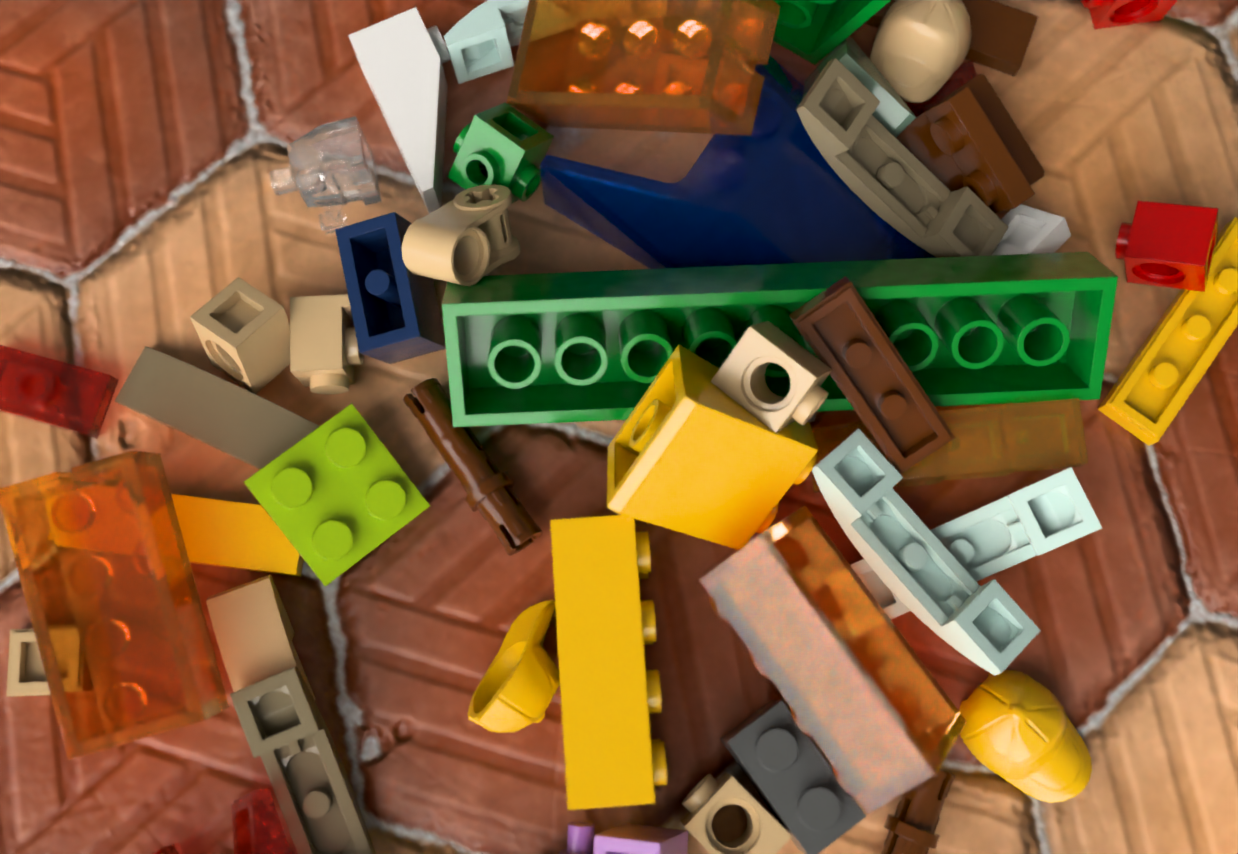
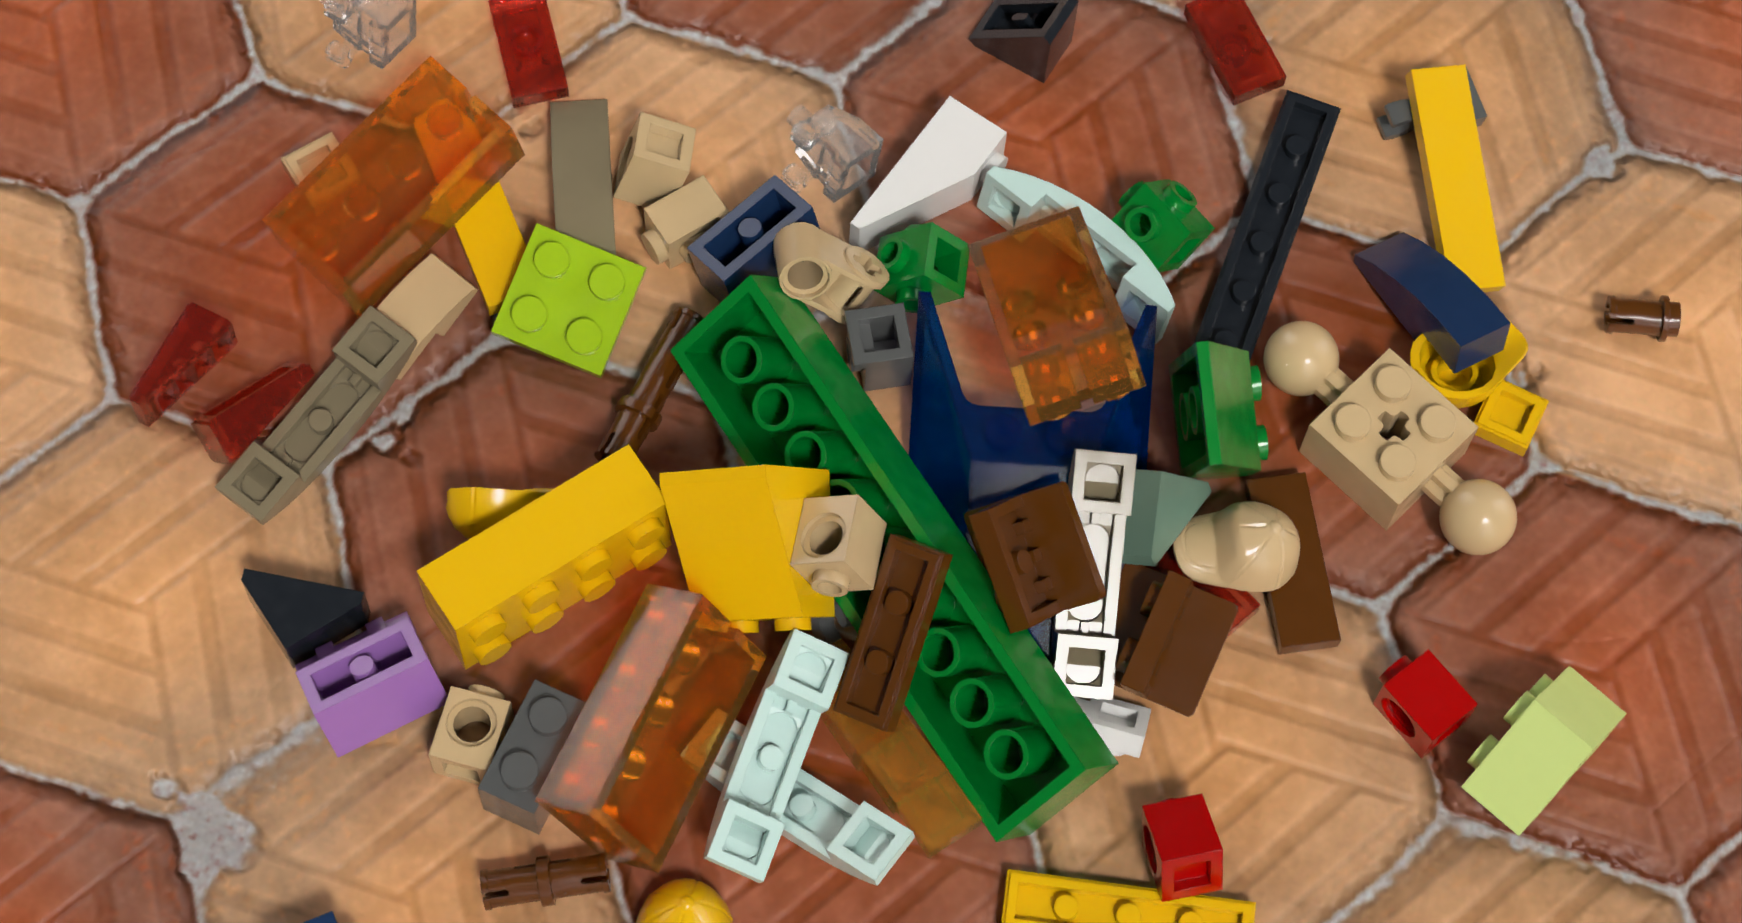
camera: 60 degrees right, 10 degrees down
(557, 242) = (879, 346): none -> dark grey brick
(867, 207) = (1035, 555): none -> reddish brown bracket

